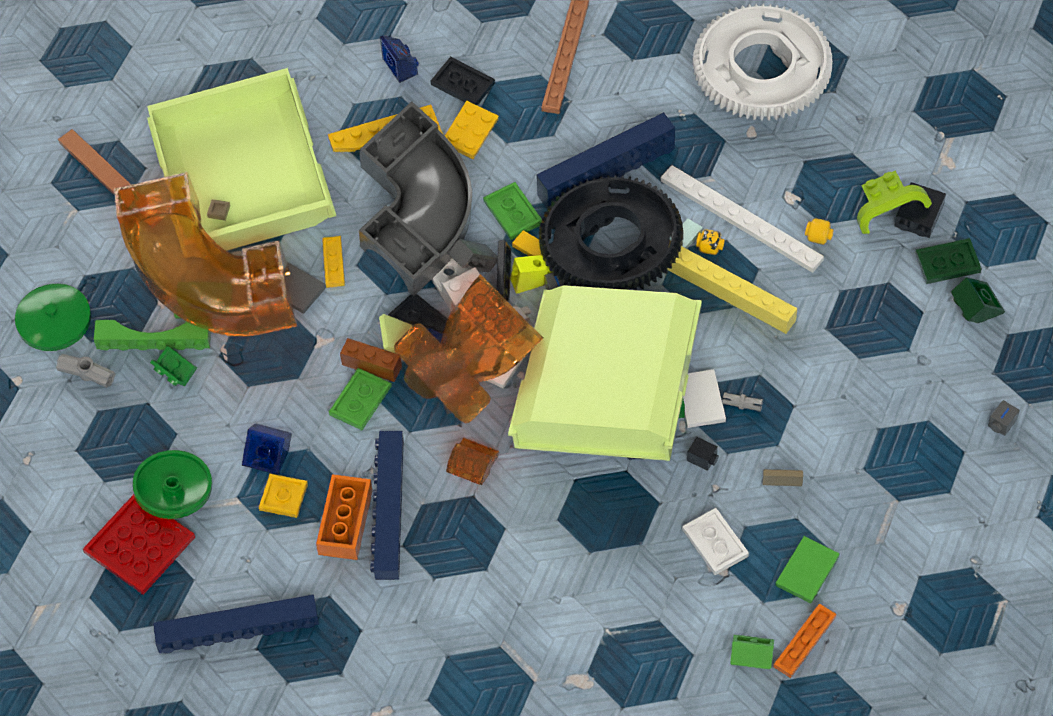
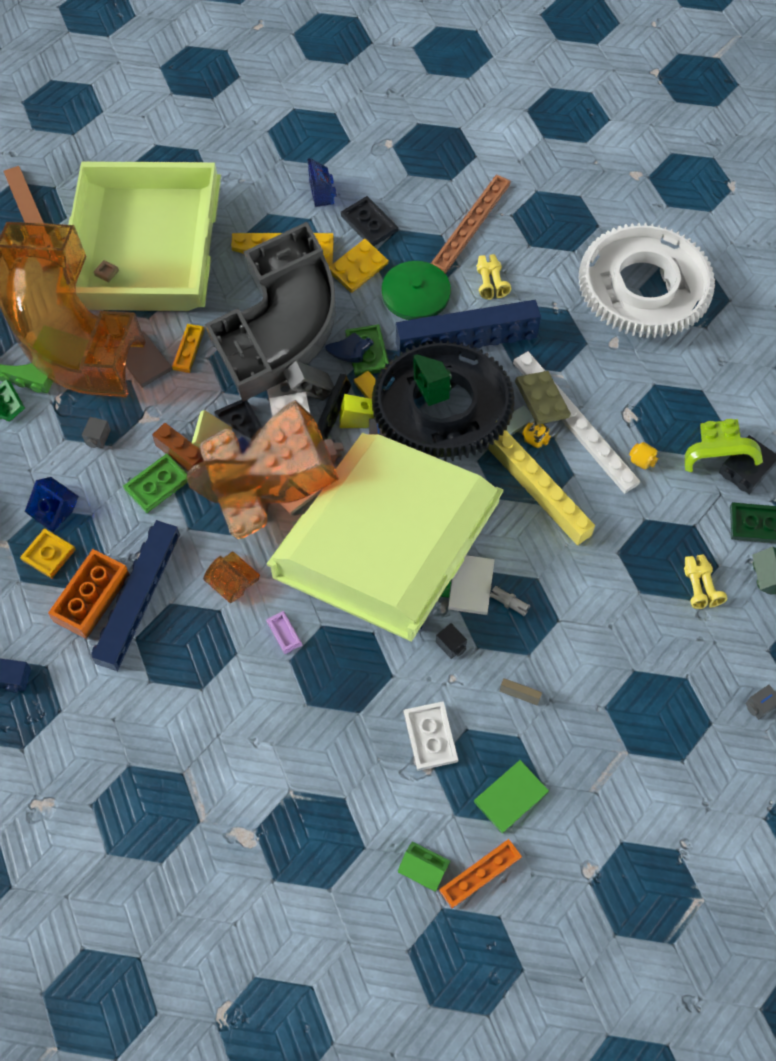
camera: 15 degrees right, 5 degrees up
(280, 369) = (96, 432): none -> dark grey brick
(496, 214) = (350, 349): none -> dark blue arm
(537, 138) = (416, 290): none -> green dish
(542, 495) = (284, 632): none -> lavender tile
(596, 217) = (432, 379): none -> dark green slope
(606, 92) = (493, 268): none -> light yellow piece
(703, 205) = (542, 397): none -> olive plate
(910, 319) = (702, 570): none -> light yellow piece

